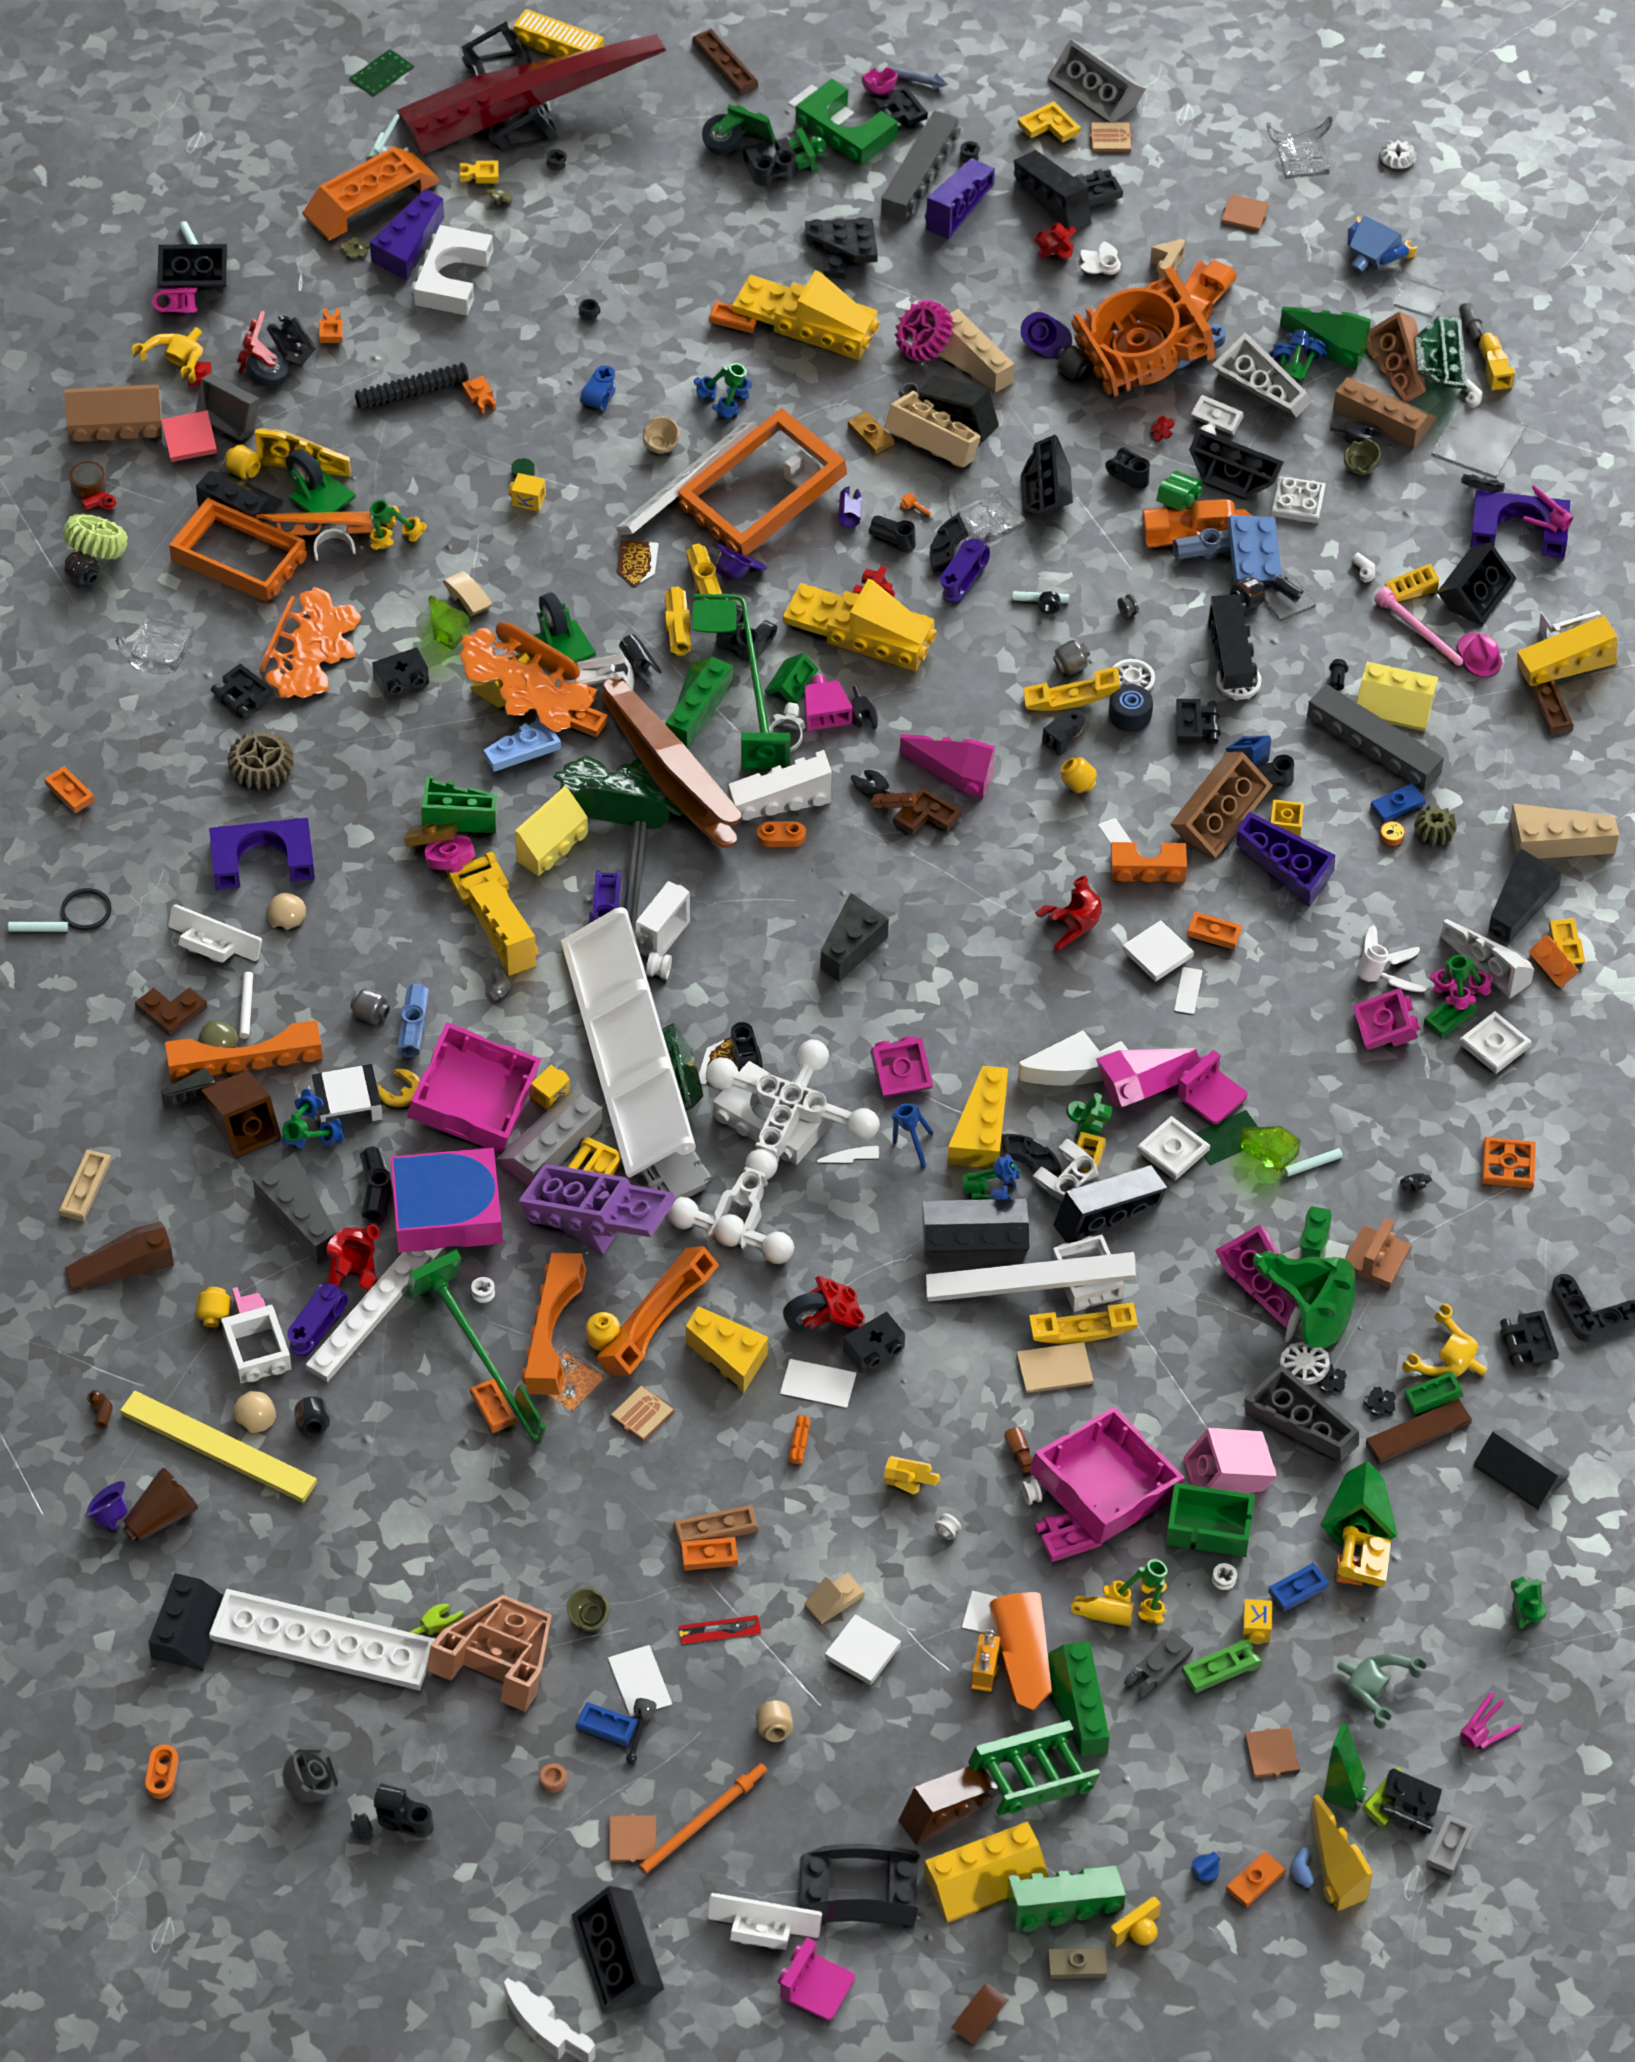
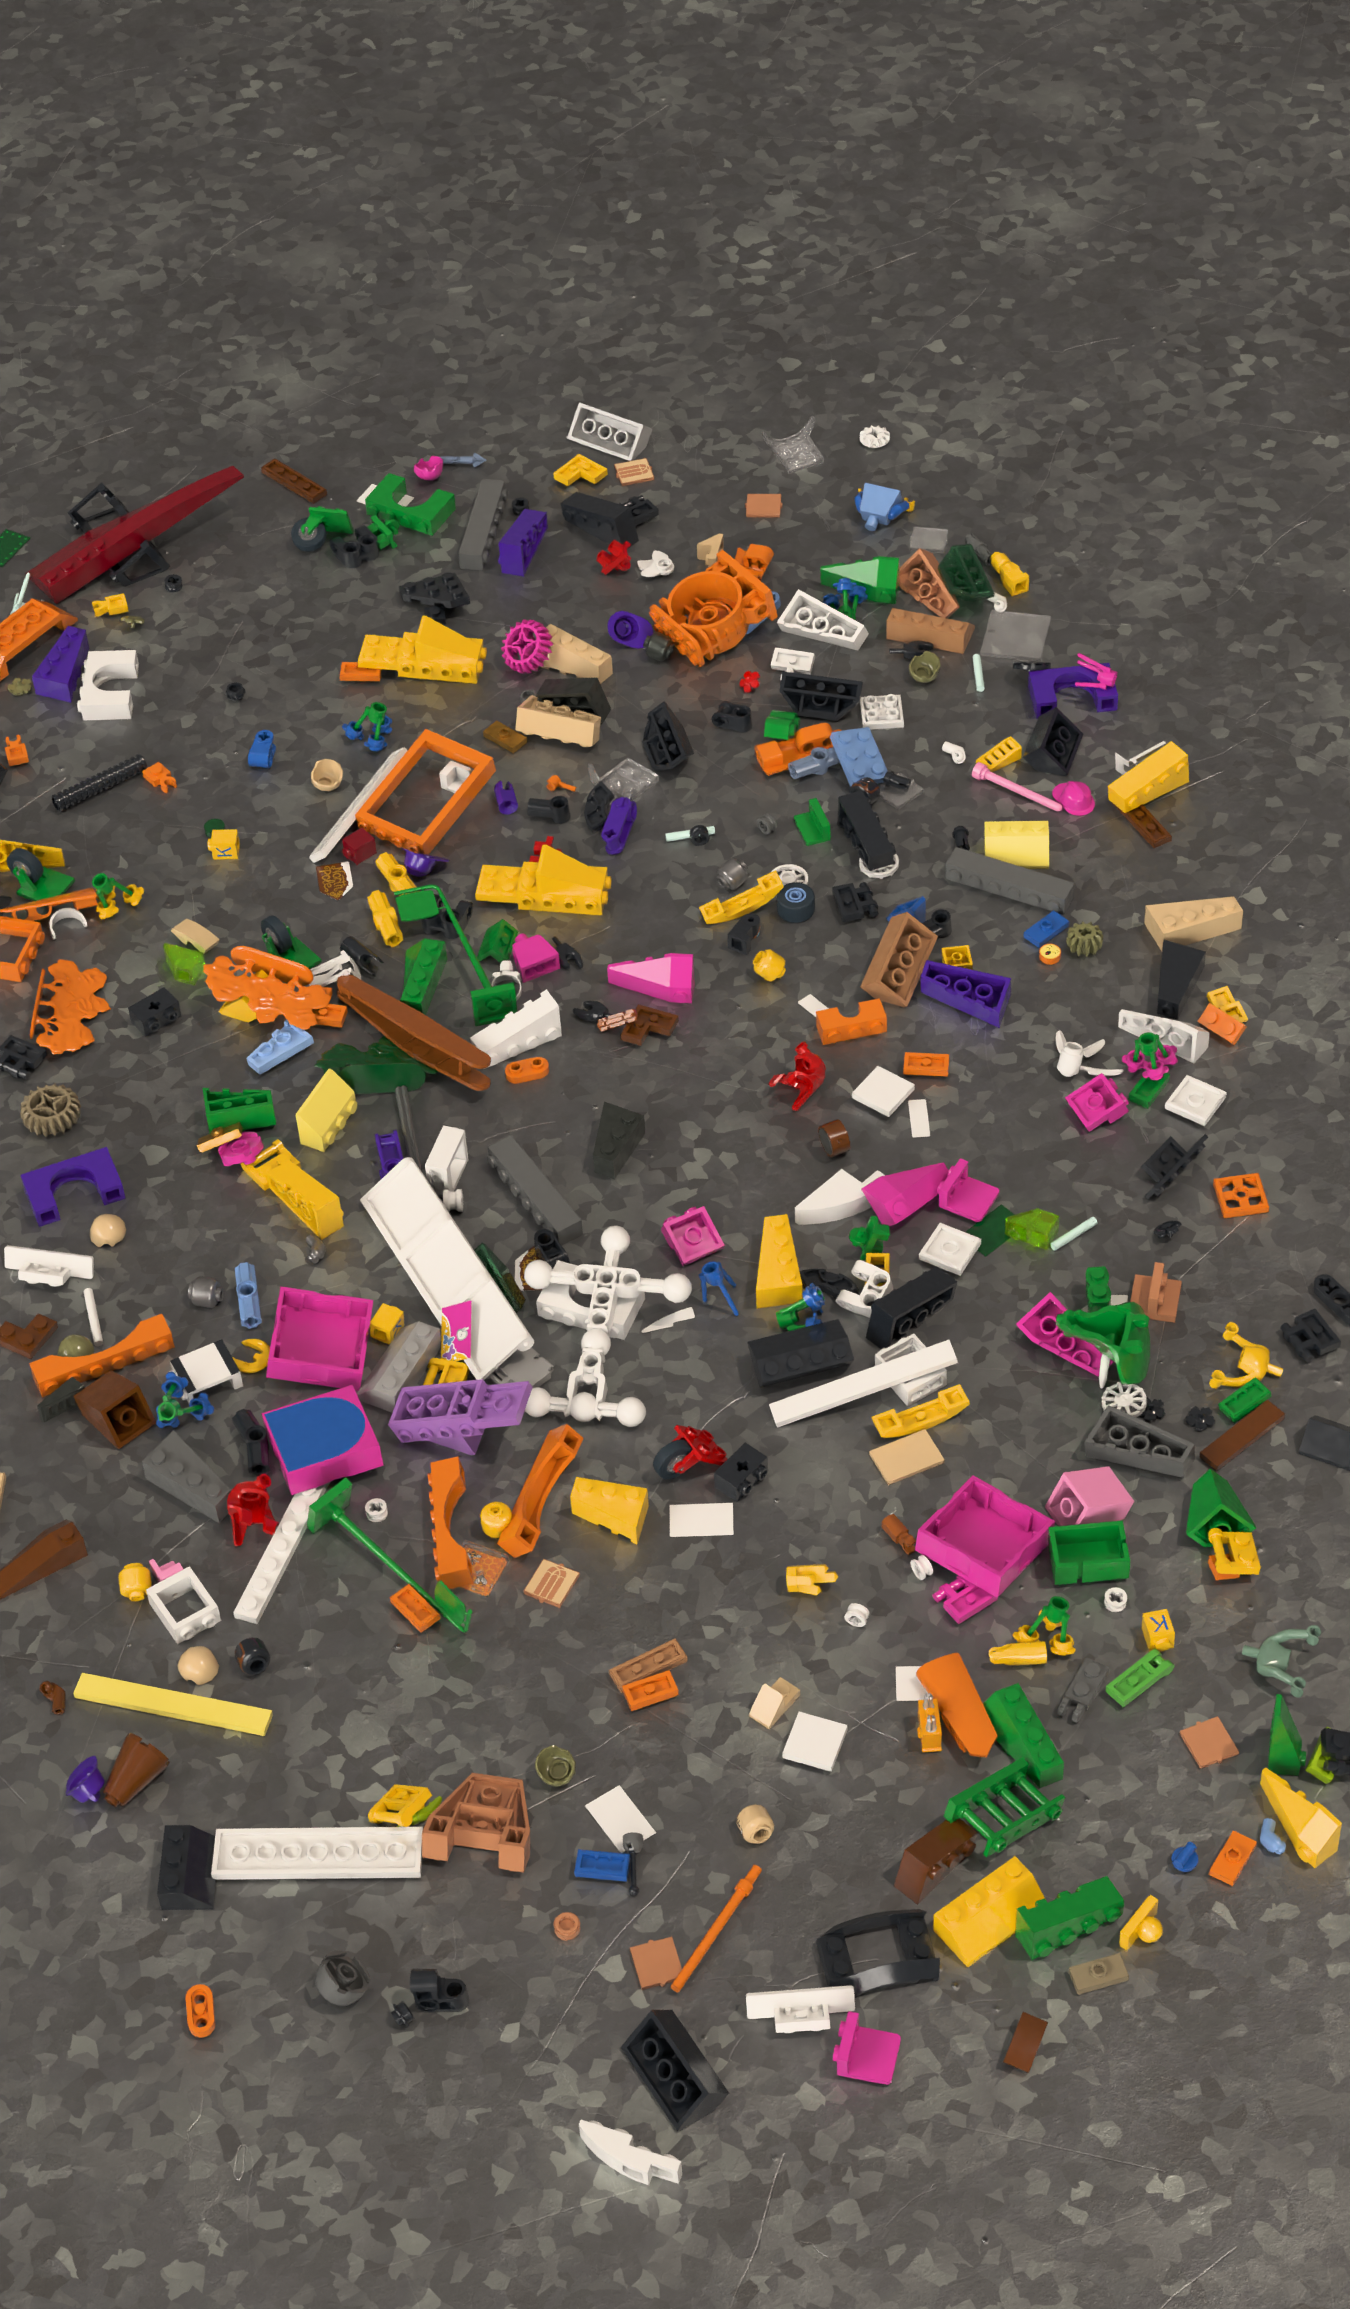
camera: 10 degrees left, 5 degrees down
(316, 1318) = (232, 1569): dark purple piece -> none
(421, 1603) = (400, 1798): none -> yellow plate
(553, 35) = (142, 489): yellow brick -> none
(619, 1115) = (456, 1332): none -> sticker
(673, 528) = (359, 846): none -> dark red brick
(719, 1629) = (679, 1755): red sticker -> none
(748, 975) = (534, 1190): none -> dark grey brick
(799, 1439) = (700, 1572): orange axle -> none
(905, 104) = (455, 482): black plate -> none
(1087, 992) = (834, 1138): none -> reddish brown piece
(1179, 618) = (813, 824): none -> green panel
(1298, 1587) = (1184, 1592): blue plate -> none
(1422, 476) = (978, 672): none -> light aqua piece
(1441, 1103) = (1166, 1160): none -> black bracket

